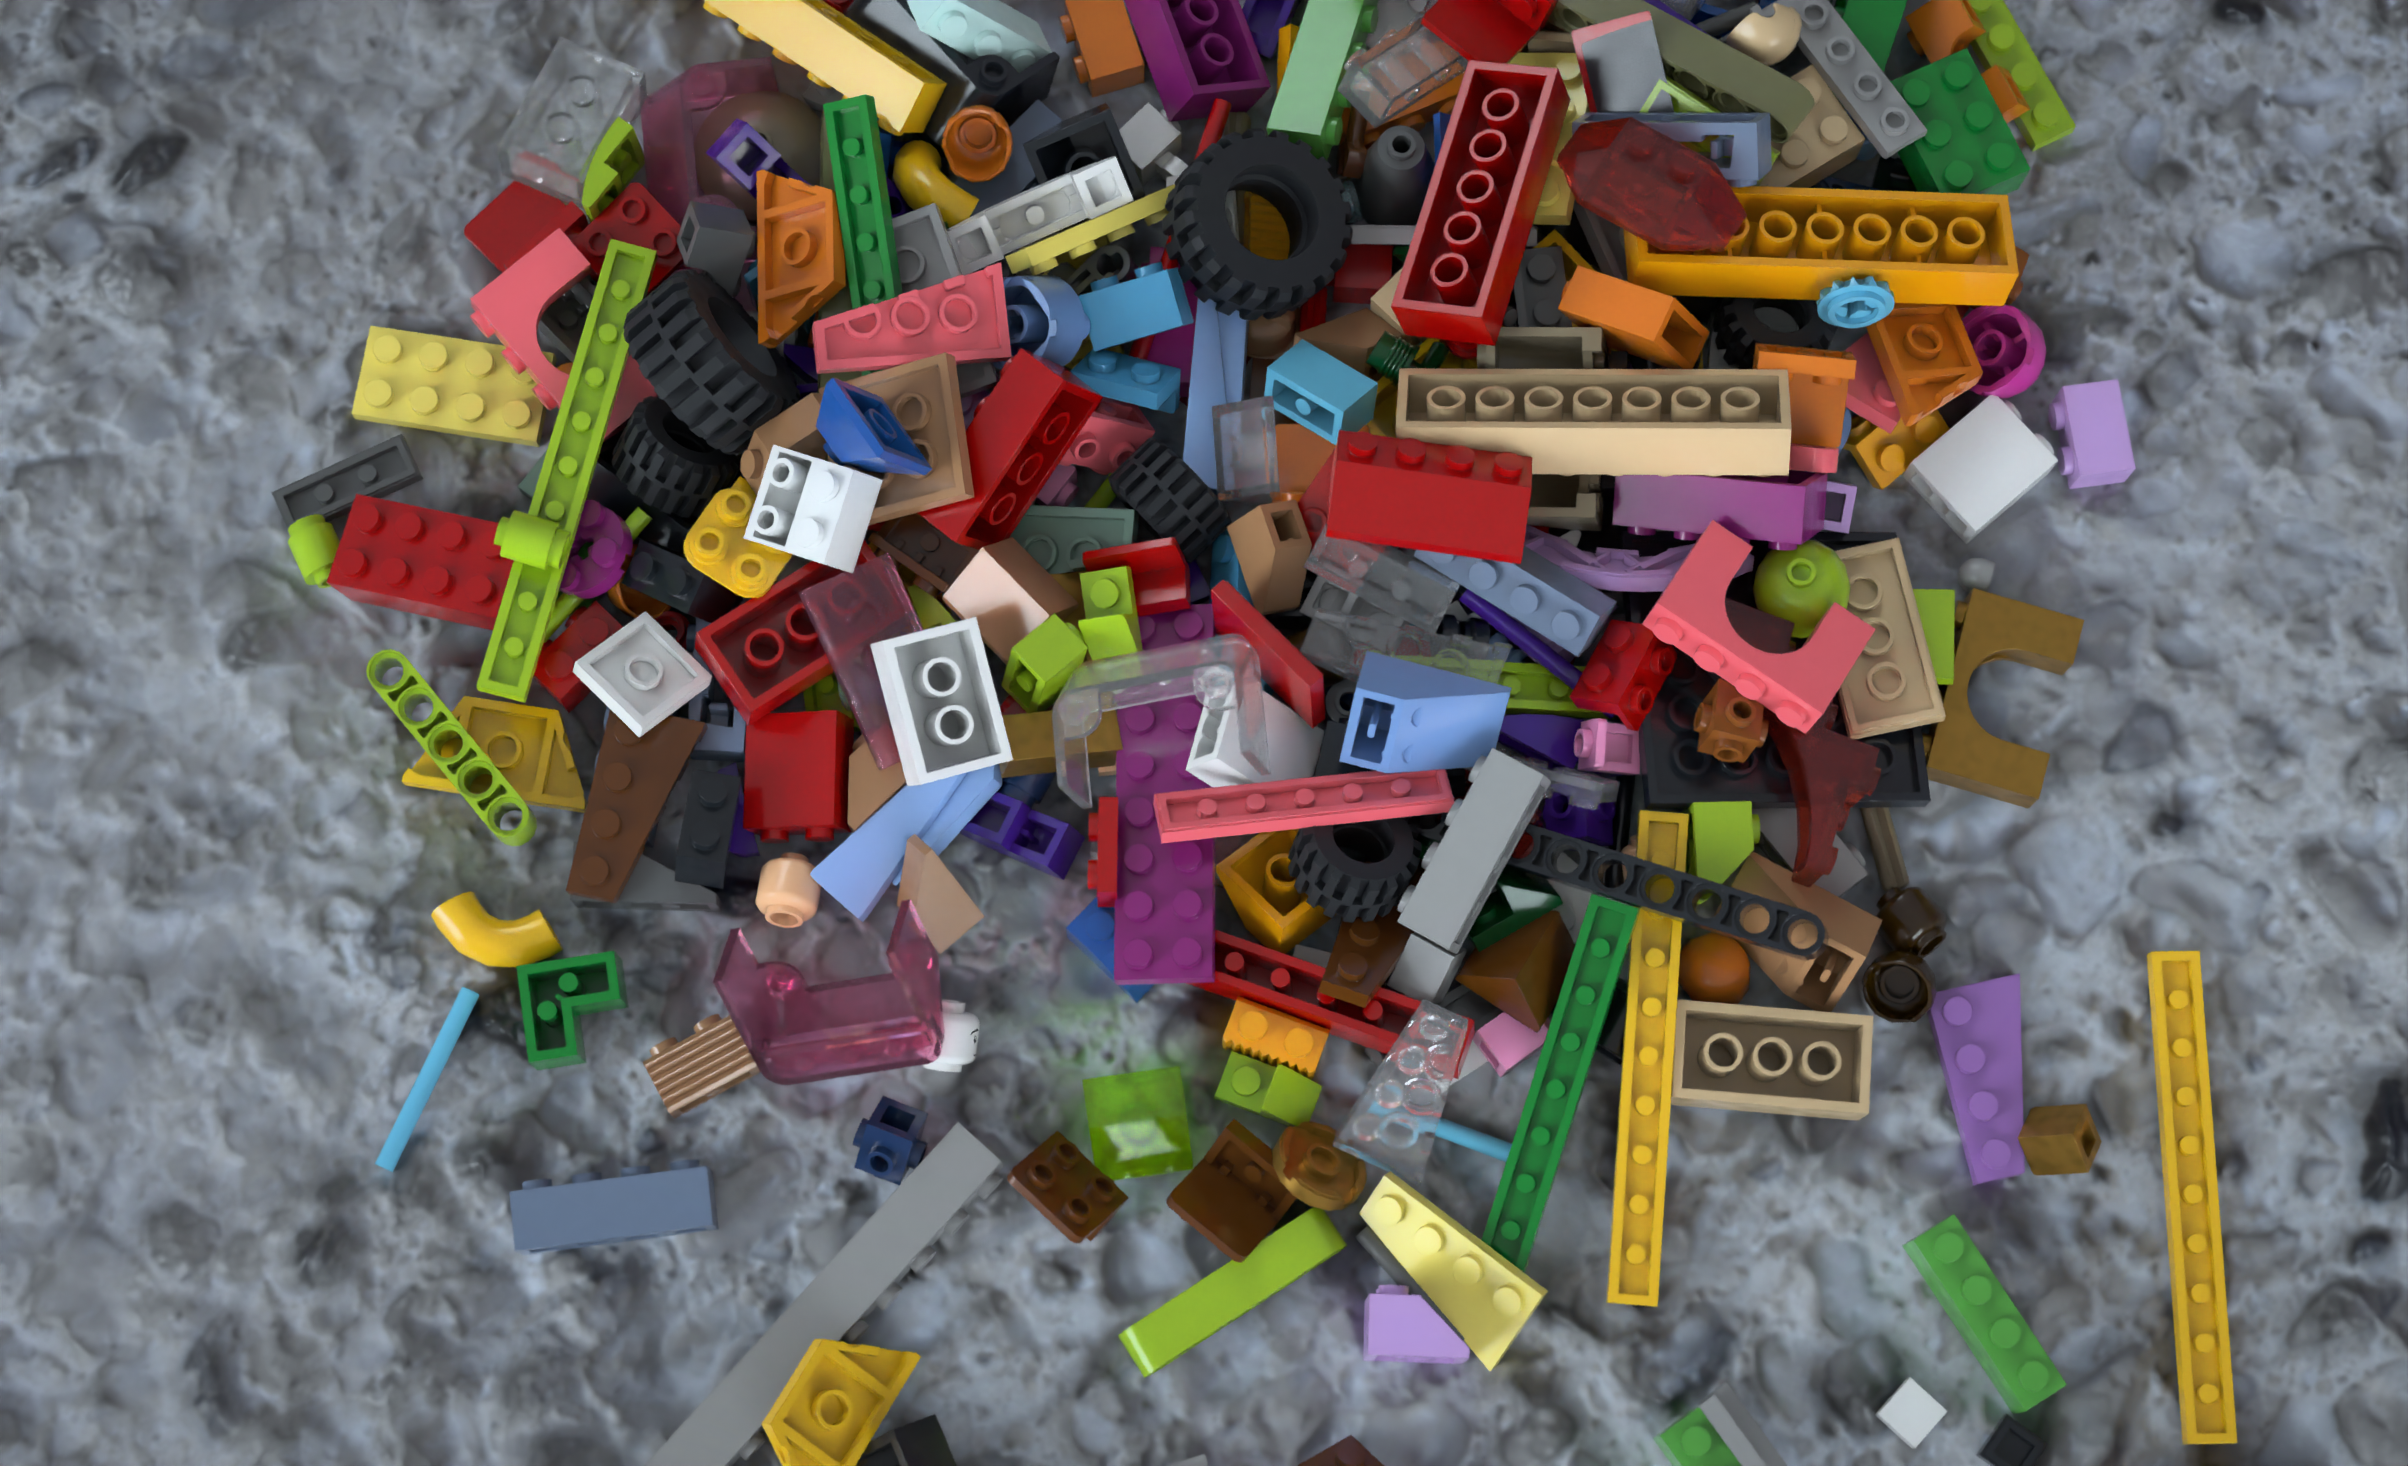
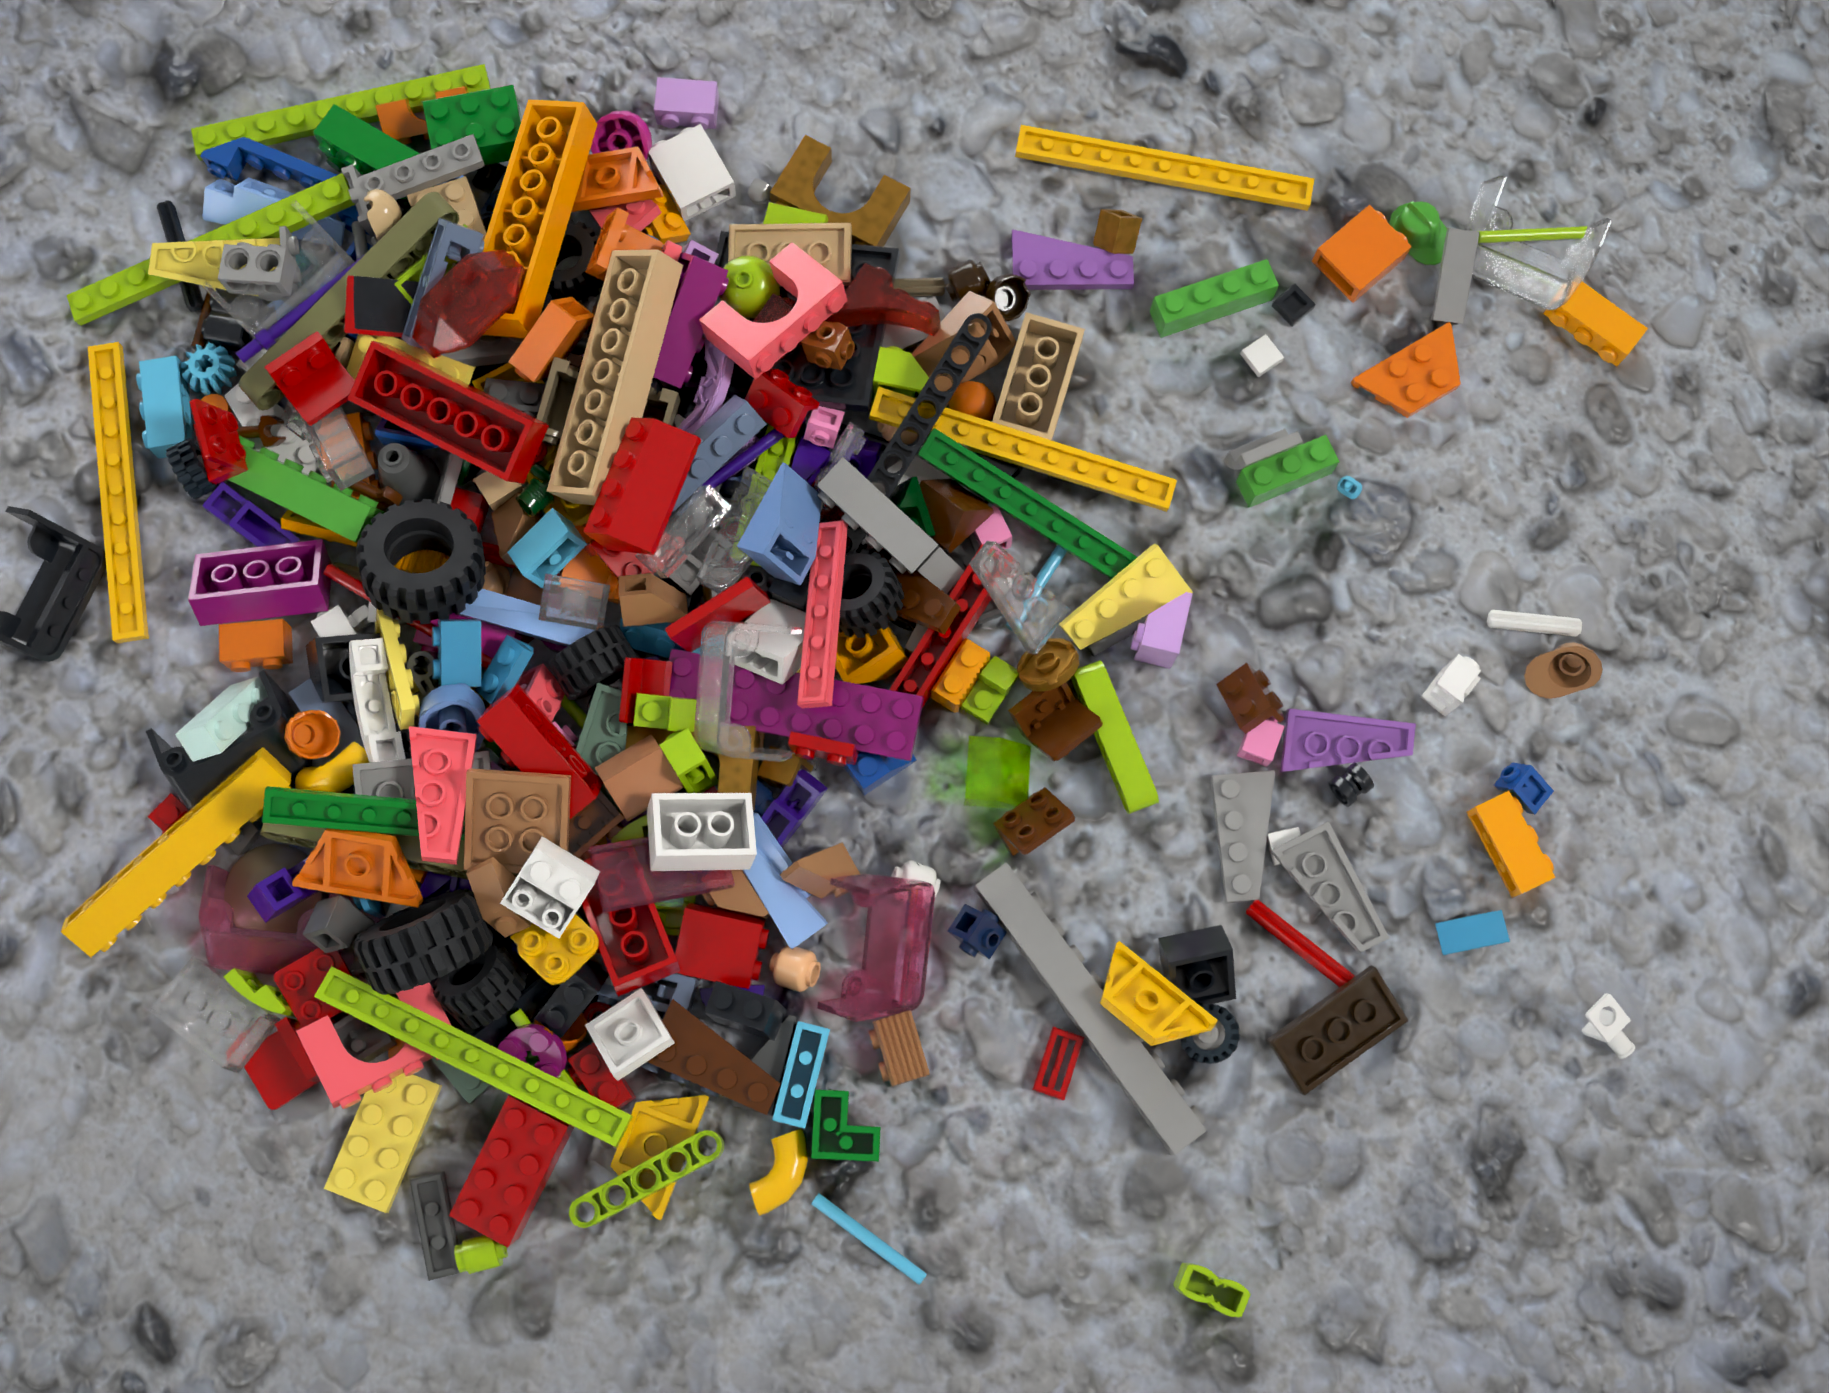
camera: 80 degrees left, 0 degrees up
(532, 540) = (522, 1087): lime brick -> none
(613, 1209) = (984, 1124): sand blue brick -> none
(635, 929) = (801, 1074): none -> medium azure brick
(766, 1308) = (1056, 1068): none -> red tile
(865, 432) = (510, 837): blue slope -> none
(1068, 813) = (782, 772): none -> pearl gold panel
(1855, 302) = (575, 204): medium azure gear -> none

